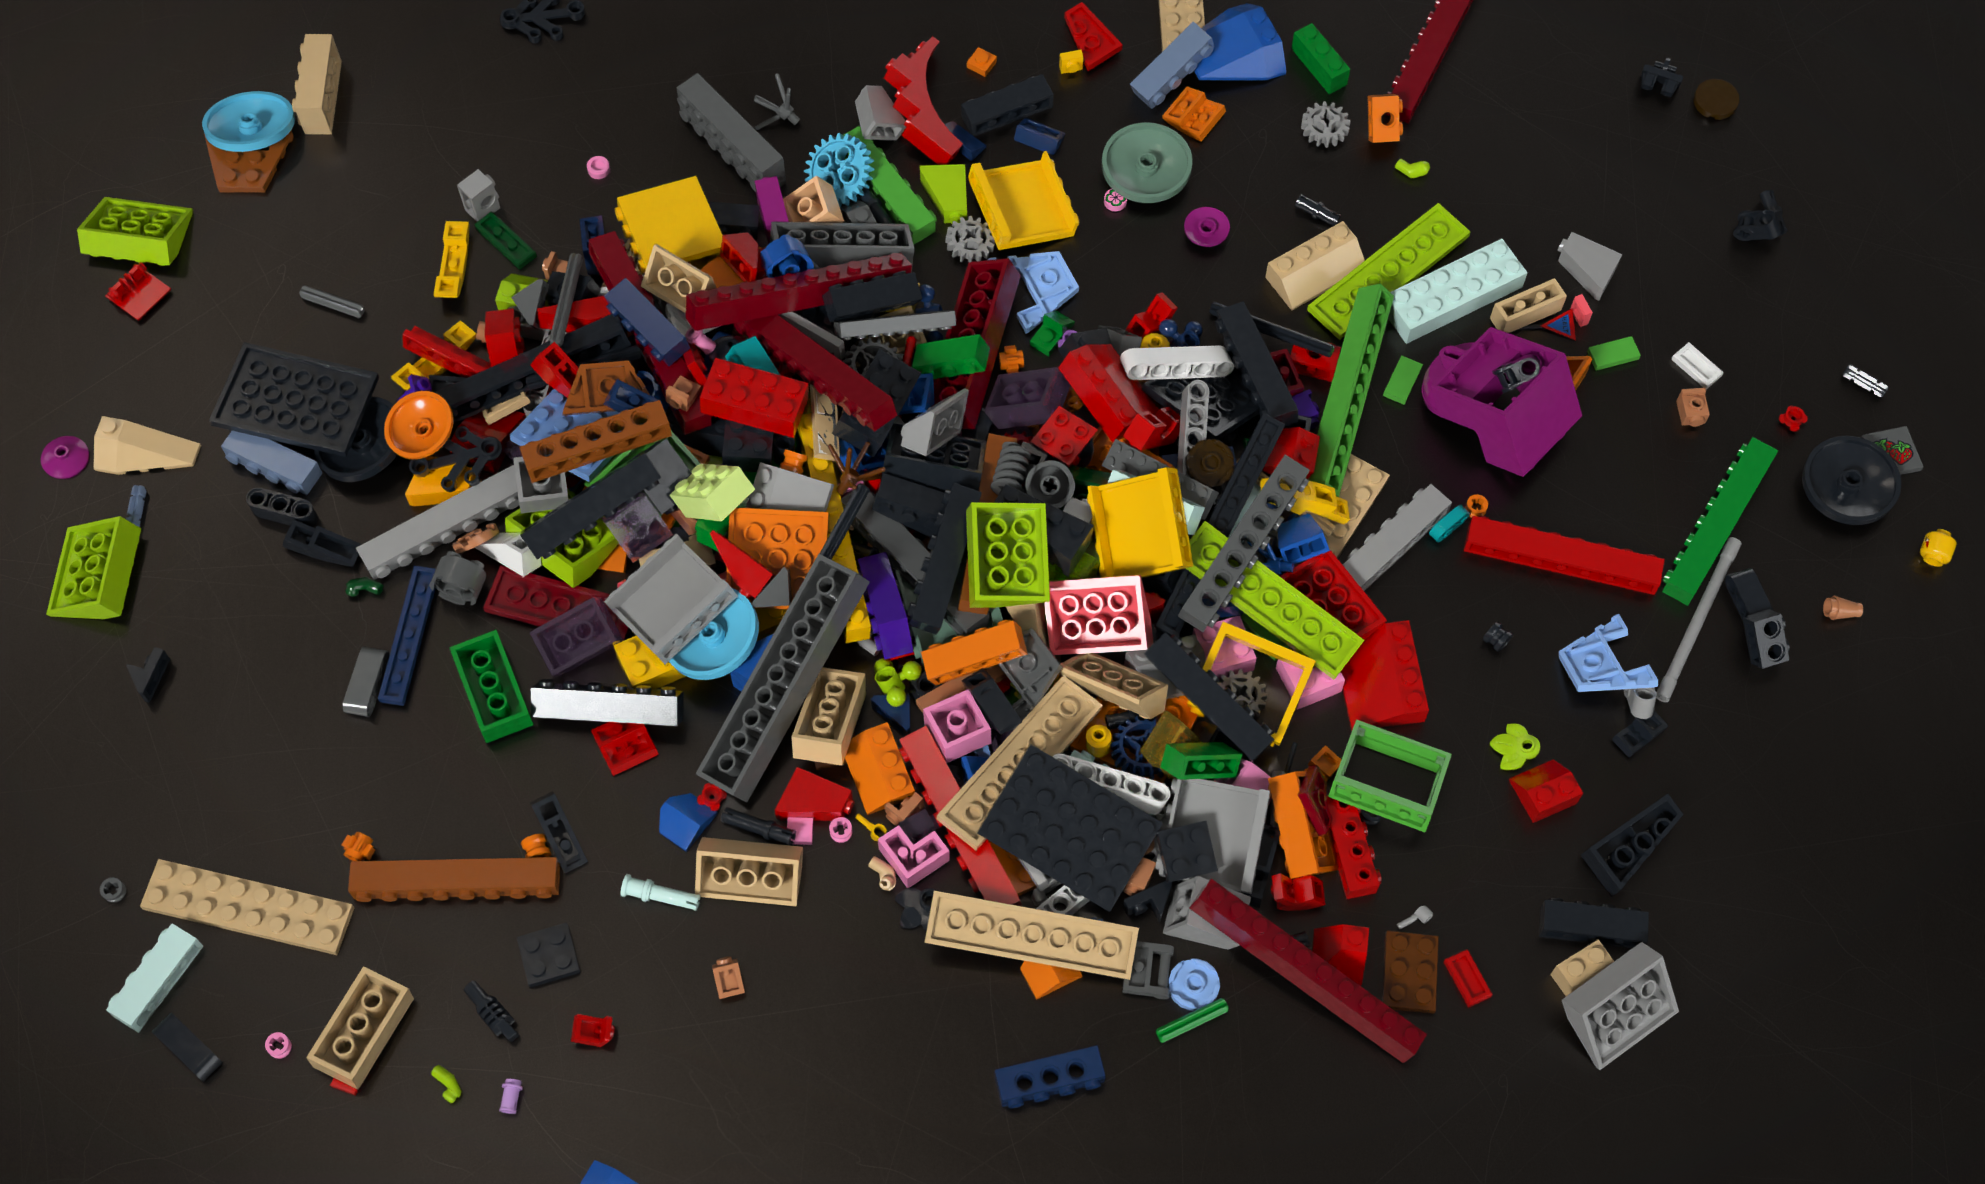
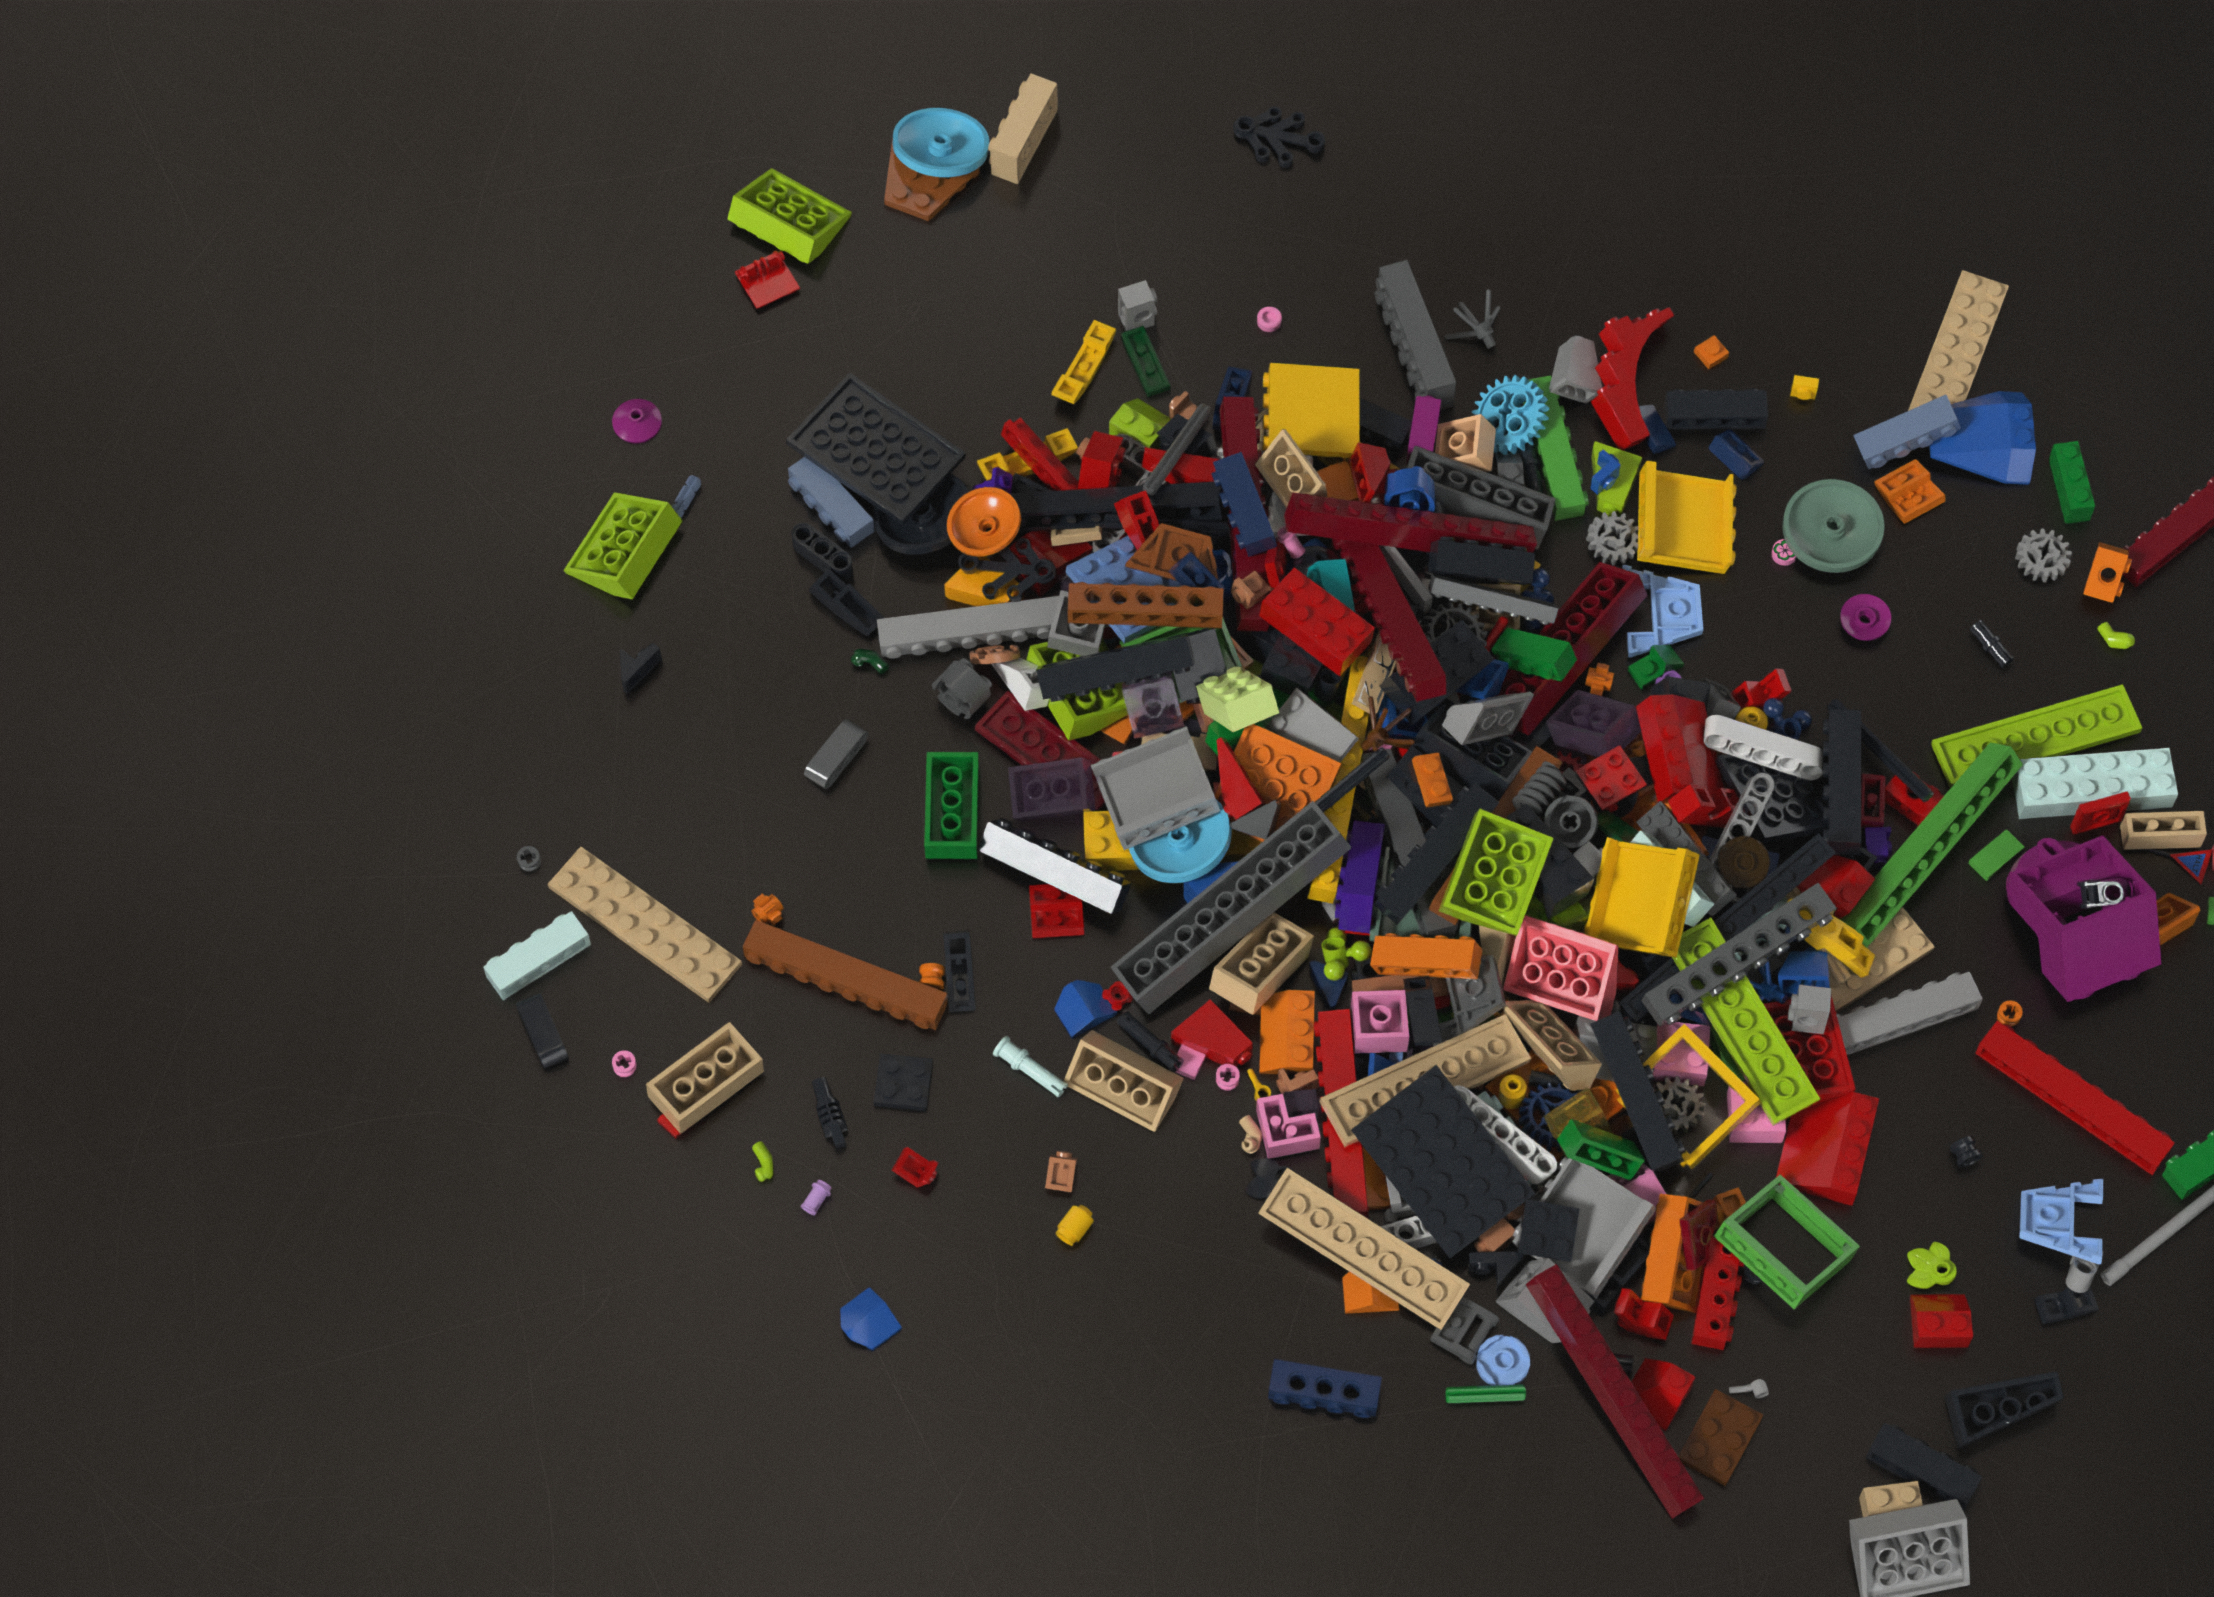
camera: 25 degrees right, 0 degrees up
(132, 447) = (704, 436): tan wedge -> none
(332, 301) = (950, 360): dark grey axle -> none
(408, 637) = (892, 726): dark blue plate -> none
(530, 300) = (1143, 435): dark grey slope -> none
(760, 1021) = (1074, 1224): none -> yellow brick
(793, 462) = (1330, 700): orange wheel -> none
(914, 496) = (1432, 780): none -> orange plate
(944, 186) = (1607, 475): none -> blue bracket
(1091, 36) = (1839, 368): red wing -> none
(1315, 265) = (1960, 701): tan slope -> none
(1322, 566) = (1810, 1009): none -> light grey brick
(1449, 523) = (1972, 1019): teal beam -> none
(1468, 978) = (1774, 1467): red tile -> none
(1472, 312) = (2100, 813): none -> red plate

